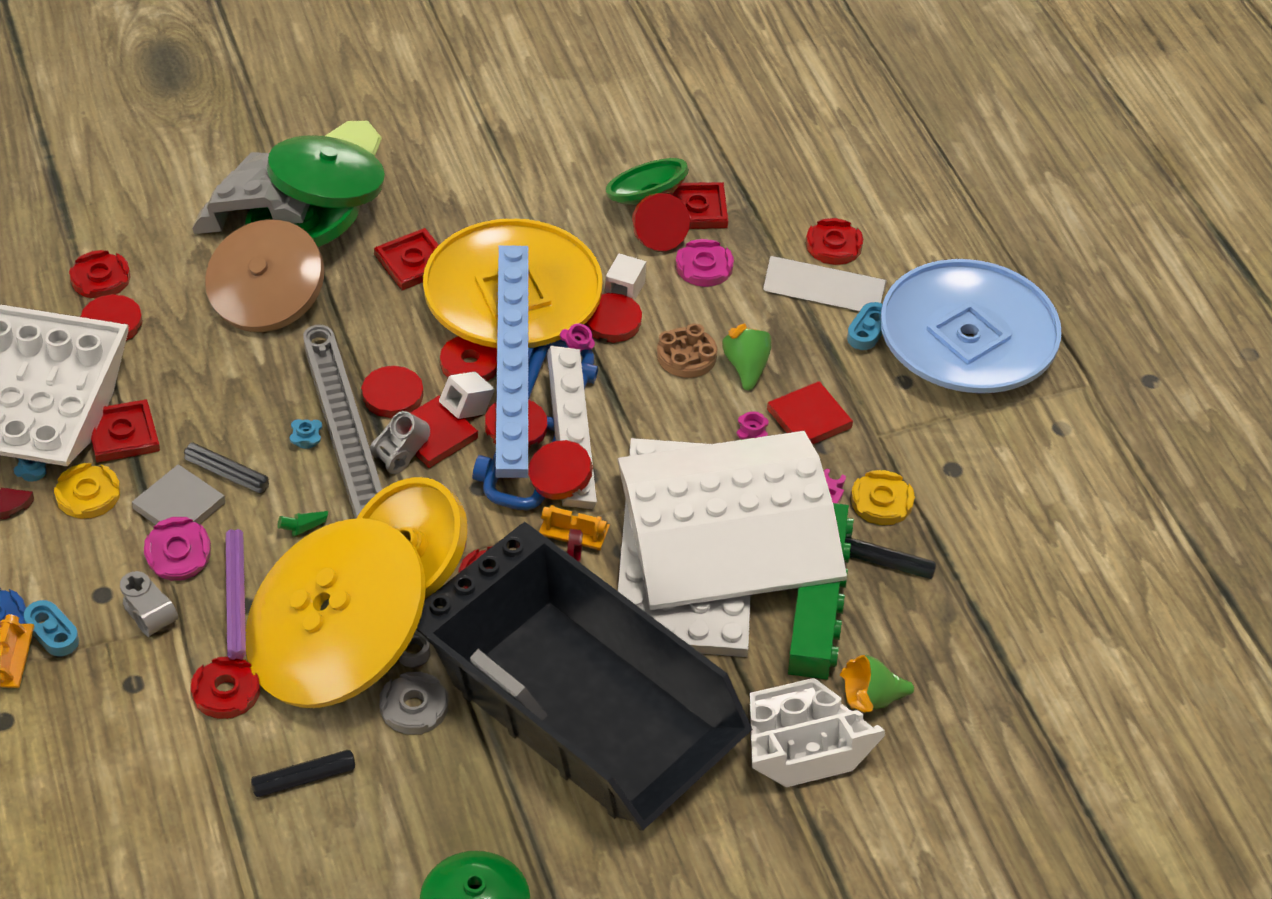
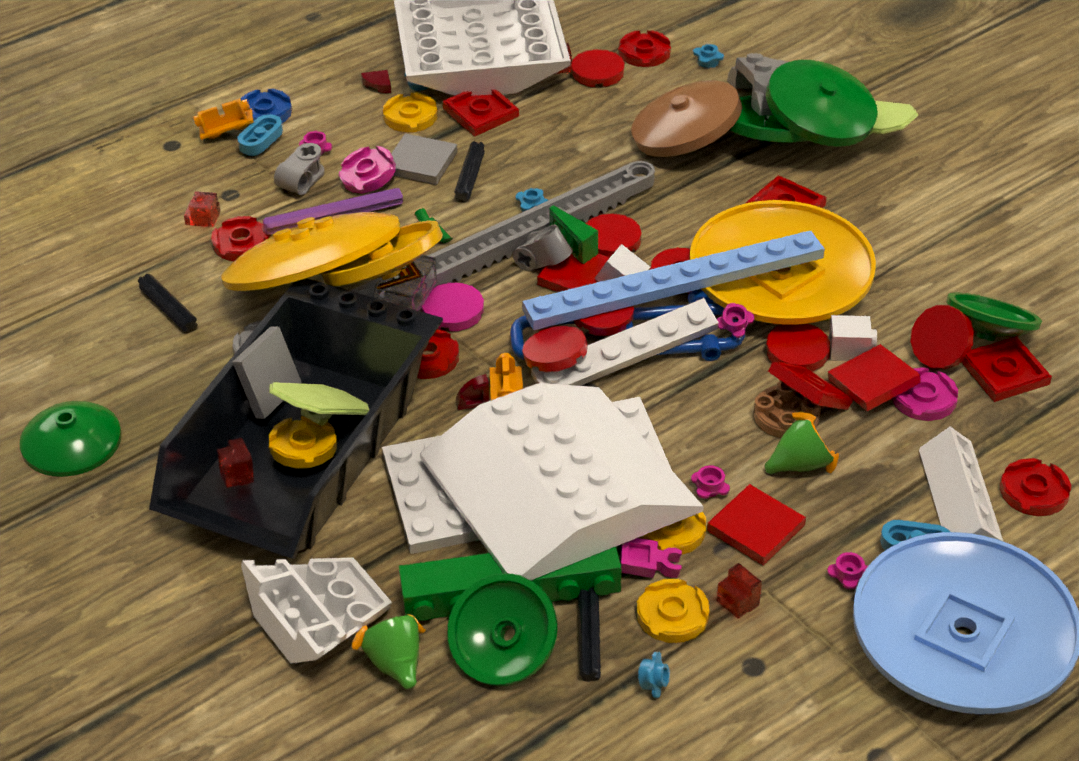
camera: 75 degrees right, 5 degrees down
(96, 577) = (318, 138): none -> dark pink plate
(149, 231) = (708, 55): none -> dark azure plate
(159, 718) = (202, 210): none -> clear red piece
(411, 401) = (579, 235): none -> green slope
(570, 652) = (318, 400): none -> yellowish green shield
(597, 690) = (302, 443): none -> yellow tile
(622, 740) = (235, 464): none -> clear red piece
(679, 282) = (874, 377): none -> red tile
(679, 321) = (810, 385): none -> red tile
(882, 376) = (848, 569): none -> dark pink plate
(885, 446) = (739, 591): none -> clear red piece
(901, 602) = (485, 615): none -> green dish
(953, 526) = (654, 674): none -> dark azure plate

